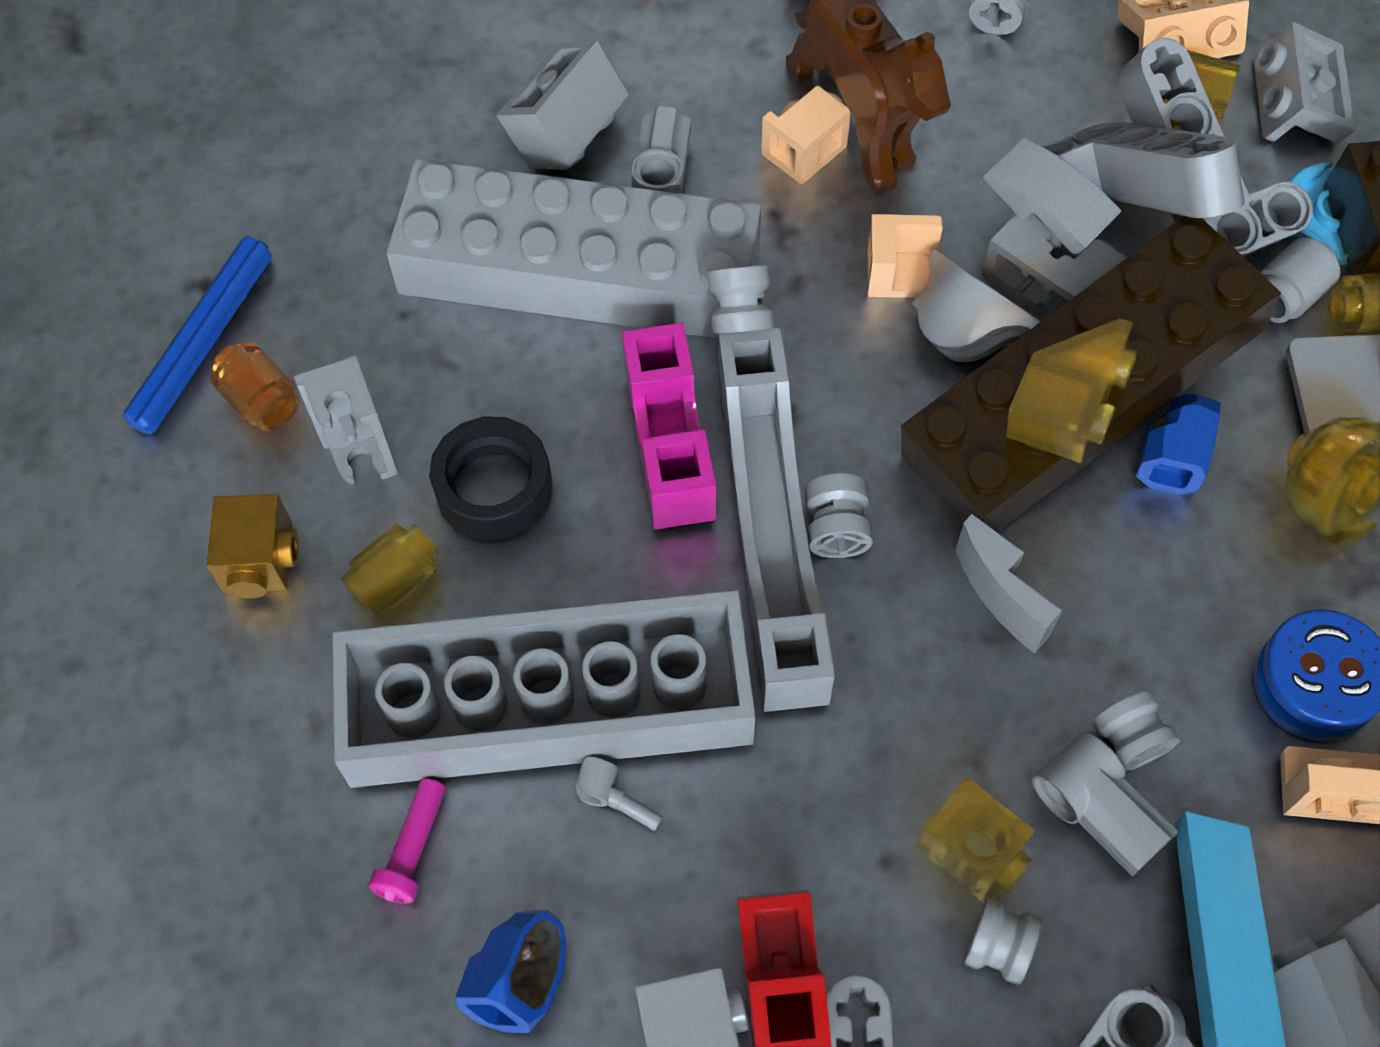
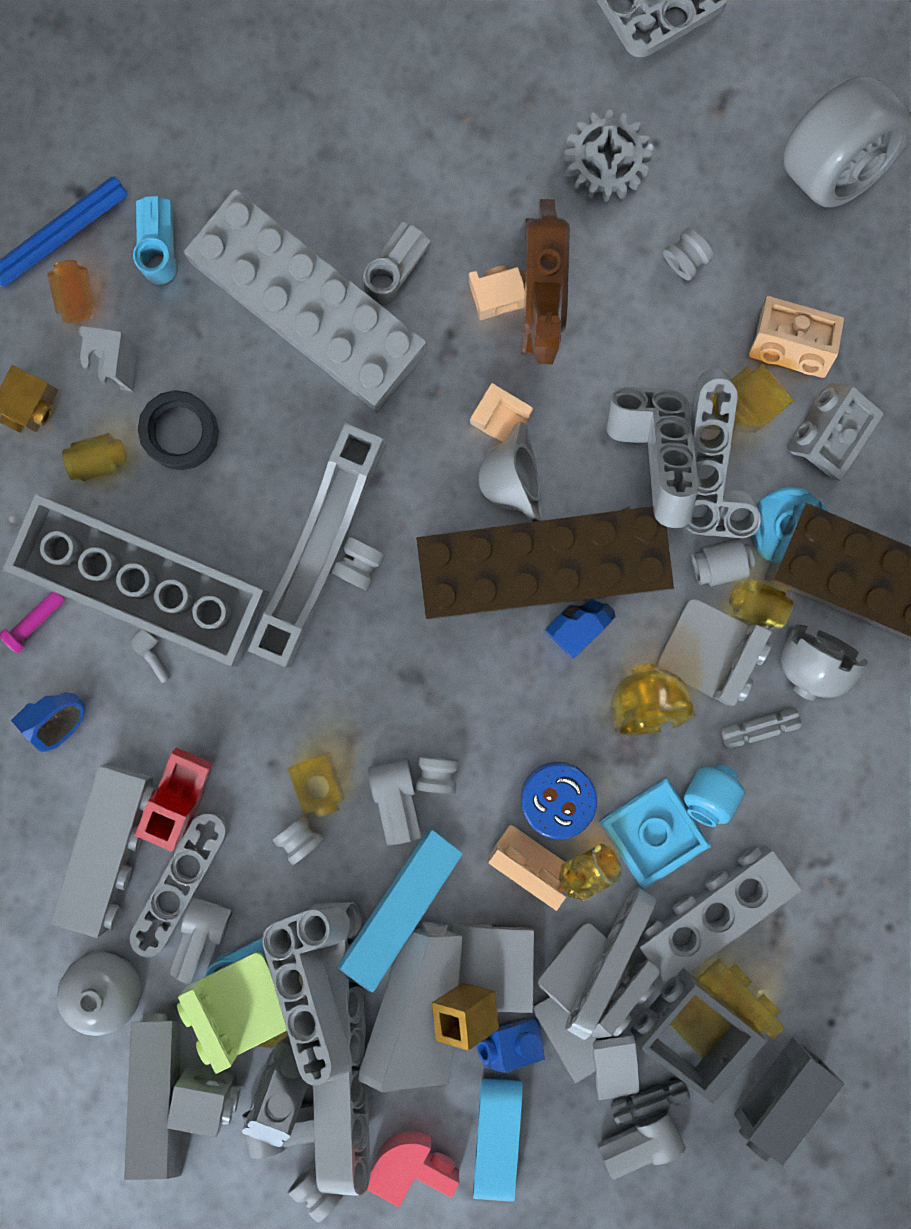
camera: 30 degrees right, 25 degrees up
(338, 279) = (155, 238): none -> medium azure piece
(563, 105) = (353, 188): light grey brick -> none
(667, 426) = (293, 458): dark pink arch -> none
(740, 299) = (366, 411): light grey wheel -> none
(991, 570) = (422, 643): light grey slope -> none
(1038, 266) = (570, 456): light grey brick -> none
(1060, 195) = (601, 435): light grey slope -> none
(1067, 389) = (504, 583): clear yellow slope -> none

